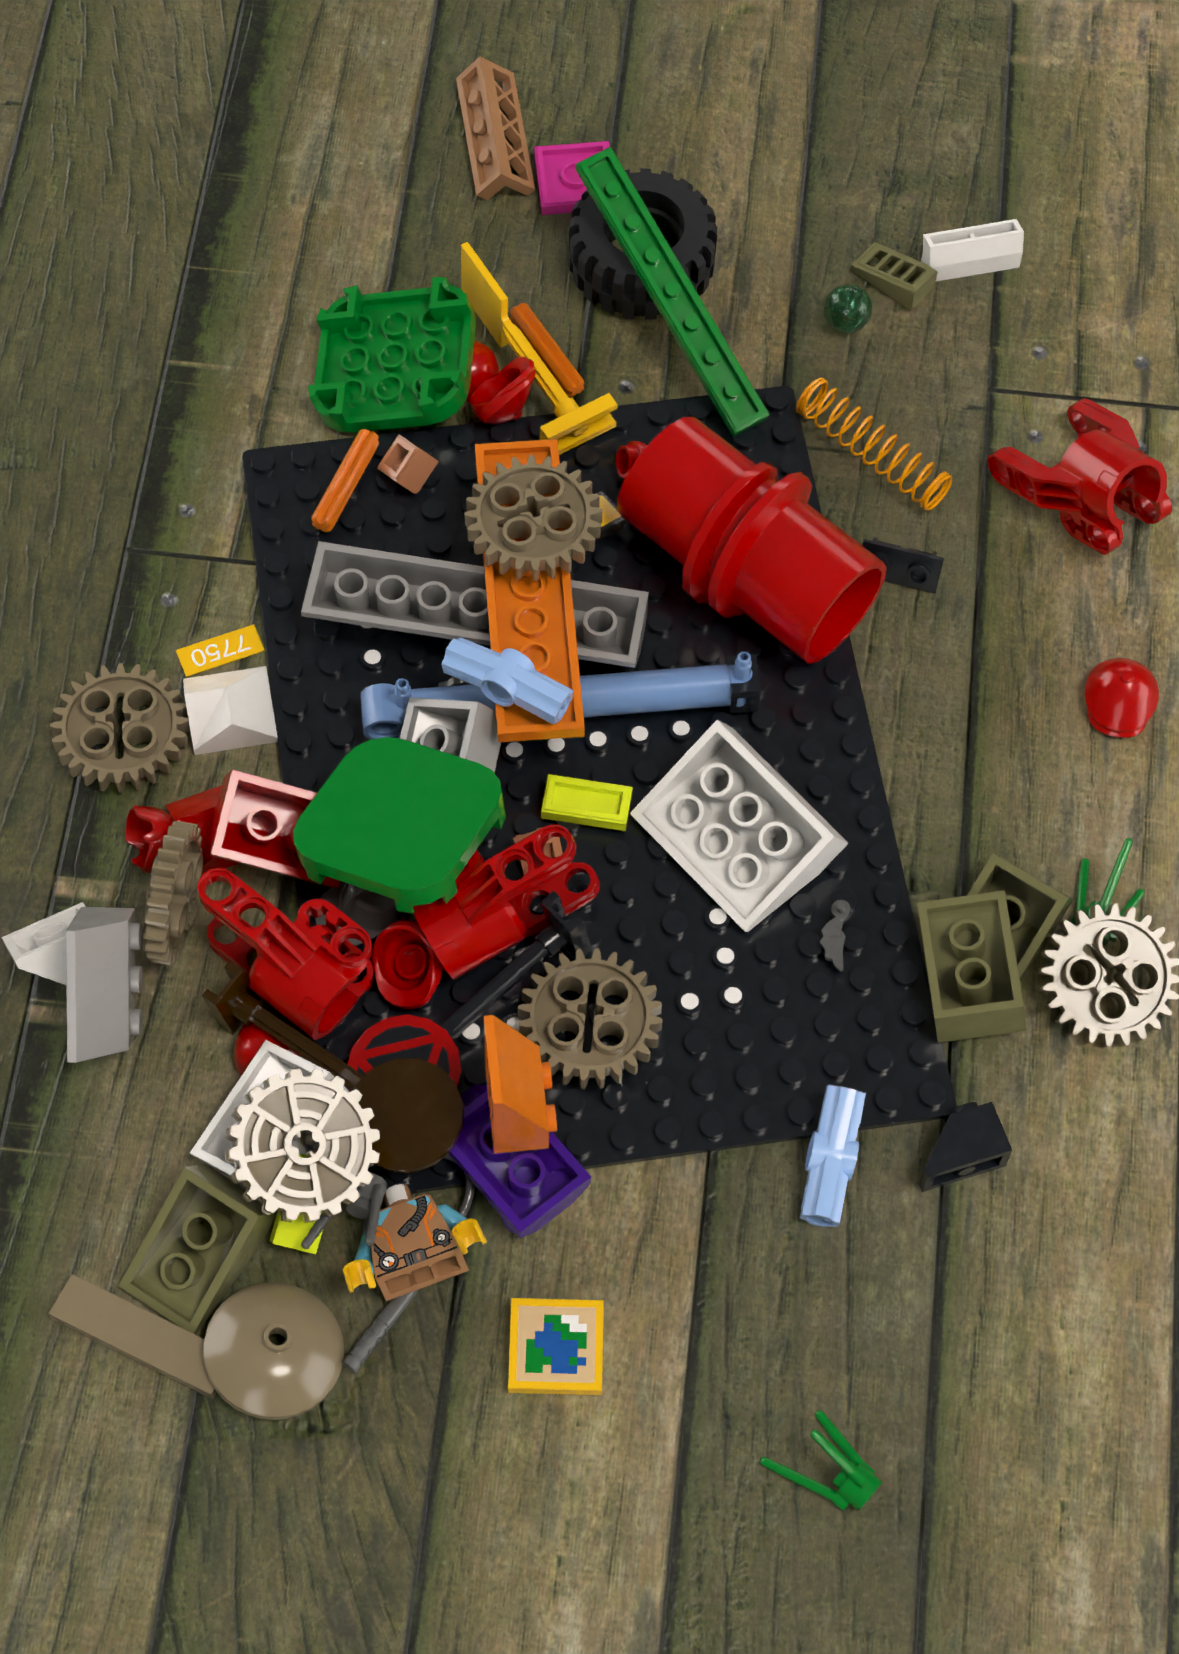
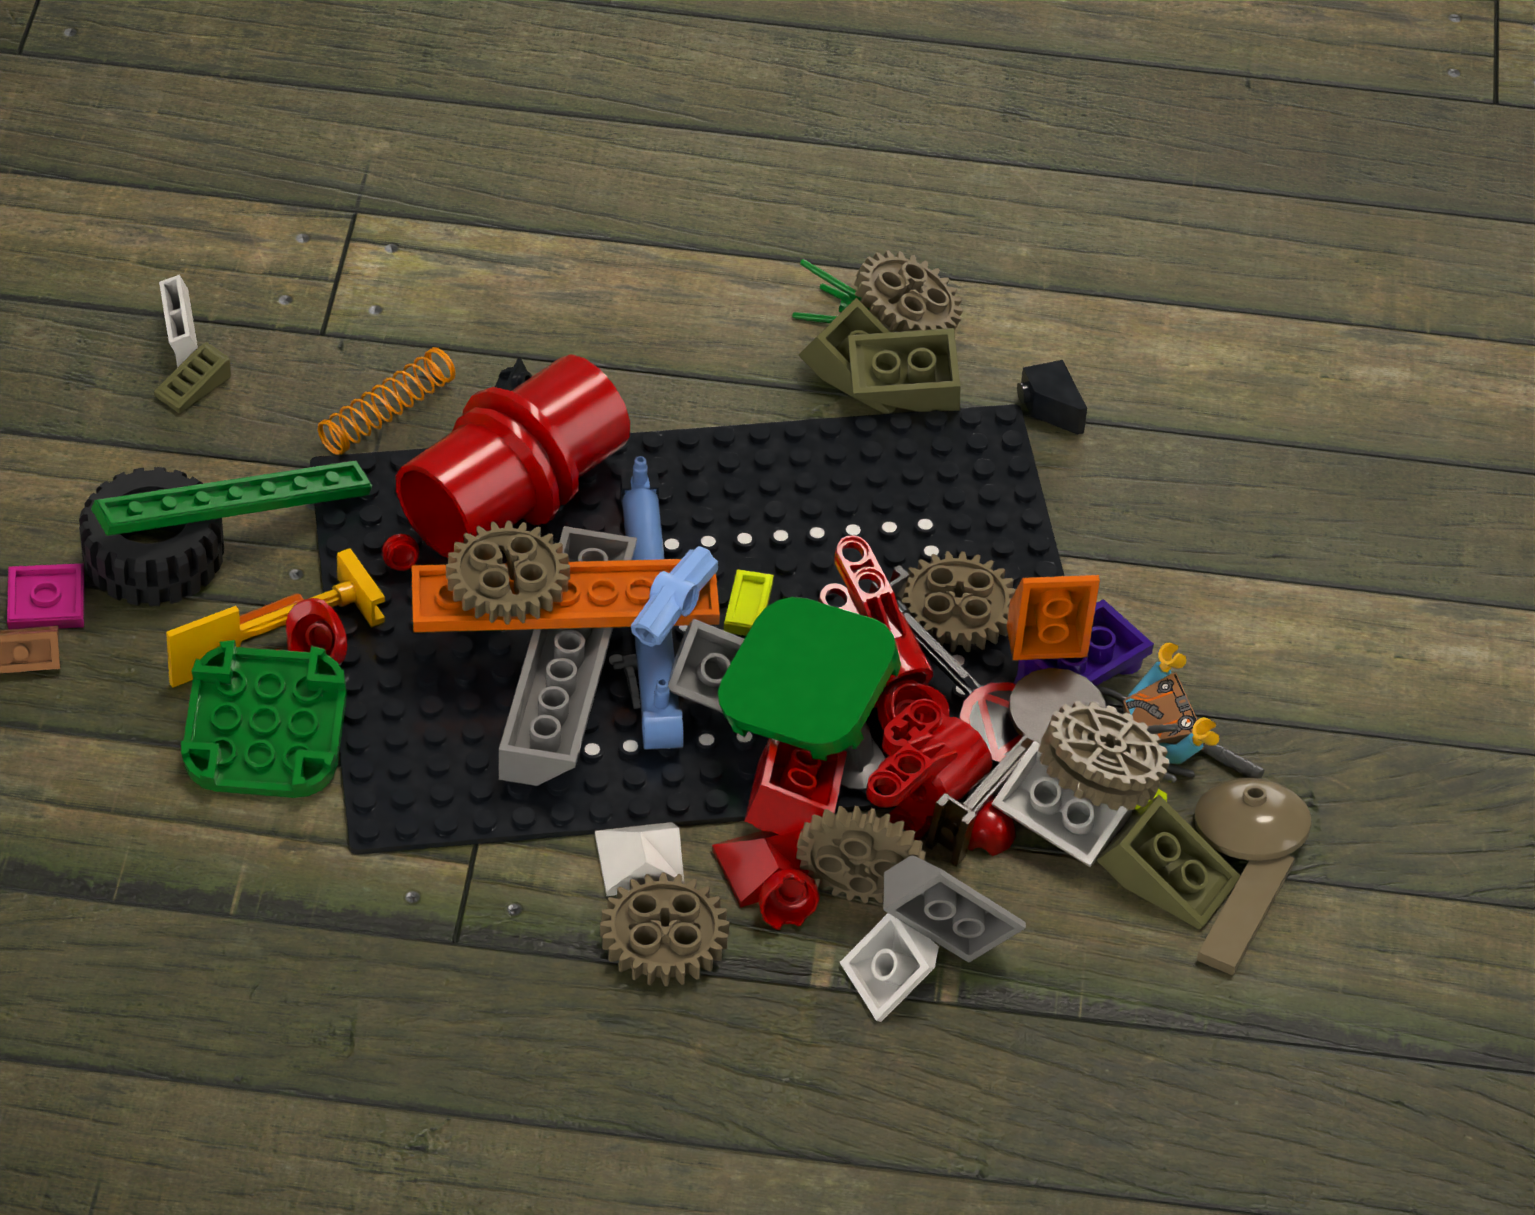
camera: 90 degrees left, 15 degrees down
(220, 650) = (572, 869): yellow sticker -> none
(345, 480) = (402, 759): orange axle -> none
(407, 464) = (388, 713): nougat slope -> none
(556, 1346) = (1231, 647): tile -> none
(737, 826) = (778, 500): white slope -> none
(832, 1156) = (1066, 468): light blue piece -> none
(833, 936) = (874, 456): dark grey piece -> none
(847, 308) = (235, 408): clear green piece -> none
(855, 1480) = (1322, 479): green plant -> none
(1092, 476) = (458, 243): red piece -> none
(1121, 697) = (646, 276): red hat -> none

